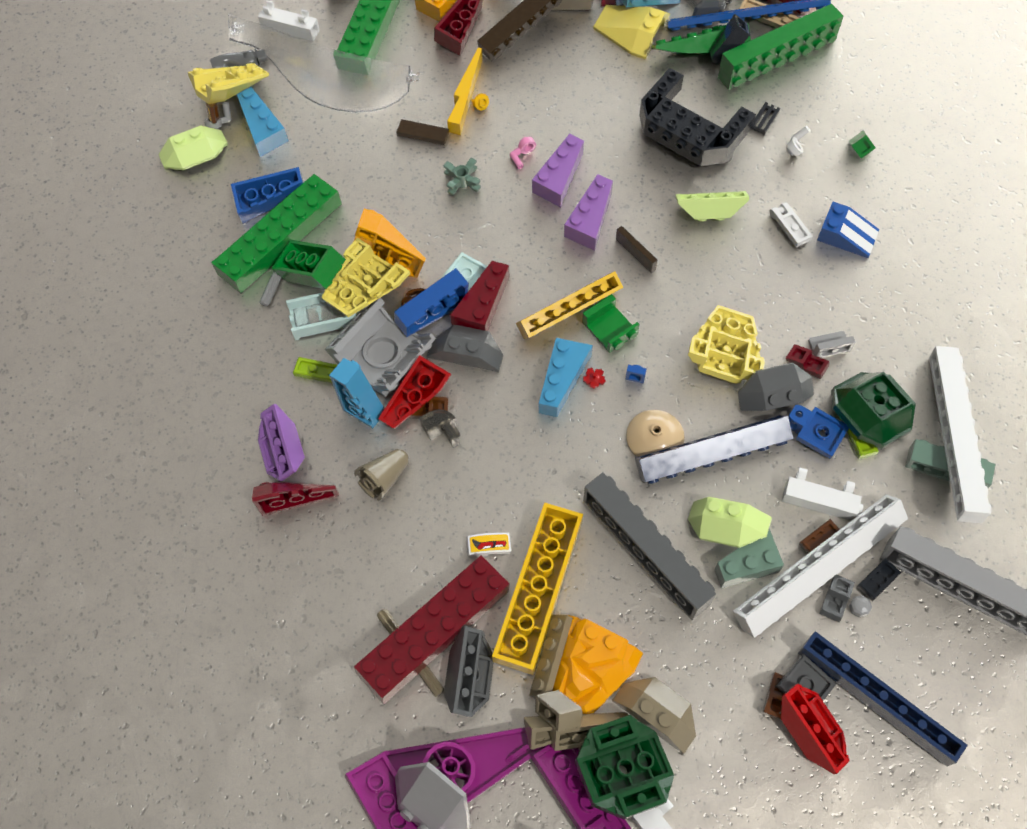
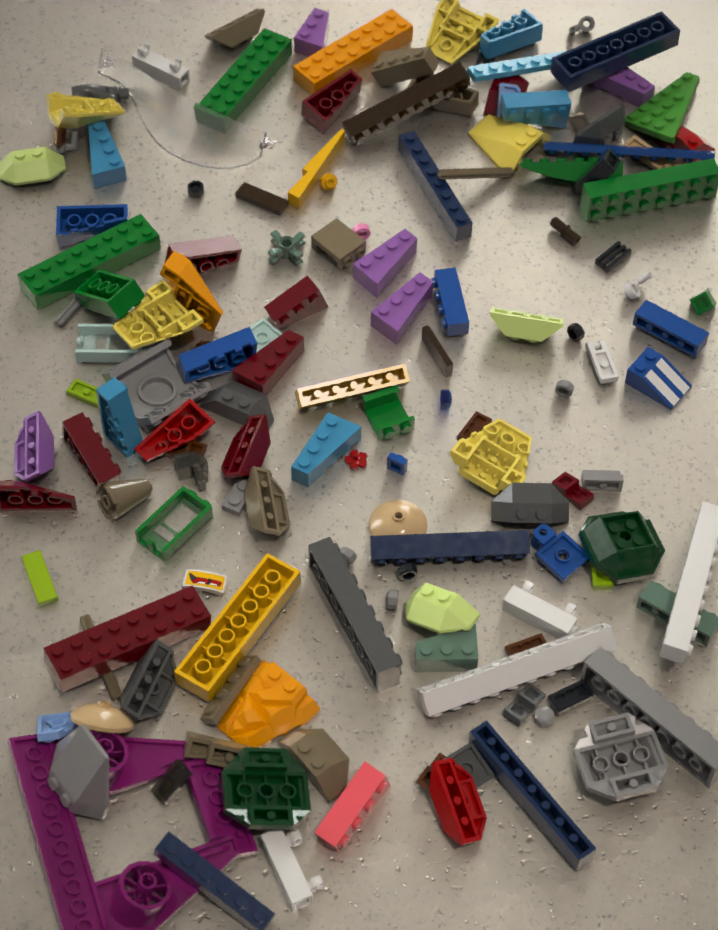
camera: 10 degrees right, 10 degrees down
(324, 580) = (39, 578): none -> lime tile
(337, 432) = (89, 449): none -> dark red wedge
(357, 136) = (195, 188): none -> black tile
(386, 199) = (208, 252): none -> wedge
(389, 743) = (54, 726): none -> light blue plate
(434, 729) = (102, 717): none -> tan dish
(440, 489) = (173, 523): none -> door
(488, 394) = (247, 447): none -> dark red wedge
(489, 231) = (296, 303): none -> dark red wedge
(494, 443) = (235, 500): none -> light grey plate
(510, 161) = (339, 243): none -> dark tan panel
(524, 448) = (265, 503): none -> dark tan wedge
(524, 777) = (171, 782): none -> clear smoke tile
(558, 710) = (220, 730): dark tan brick -> none
(581, 85) = (437, 190): none -> dark blue brick
(615, 64) = (475, 173): none -> dark tan axle
(621, 482) = (348, 554): none -> light grey tile
(634, 197) = (451, 302): none -> blue brick
(659, 295) = (445, 398): none -> clear blue tile
(676, 518) = (392, 599): none -> light grey tile
(681, 485) = (407, 571): none -> black tile
(687, 131) = (524, 251): black wedge -> none
(696, 318) = (475, 423): none -> reddish brown plate
(712, 759) = (352, 806): none -> coral wedge
(713, 102) = (565, 230): none -> dark brown axle
(757, 200) = (575, 332): none -> black tile
(766, 259) = (564, 388): none -> light grey tile
(844, 178) = (670, 328): none -> blue brick
(977, 638) = (624, 740): none -> light grey piece

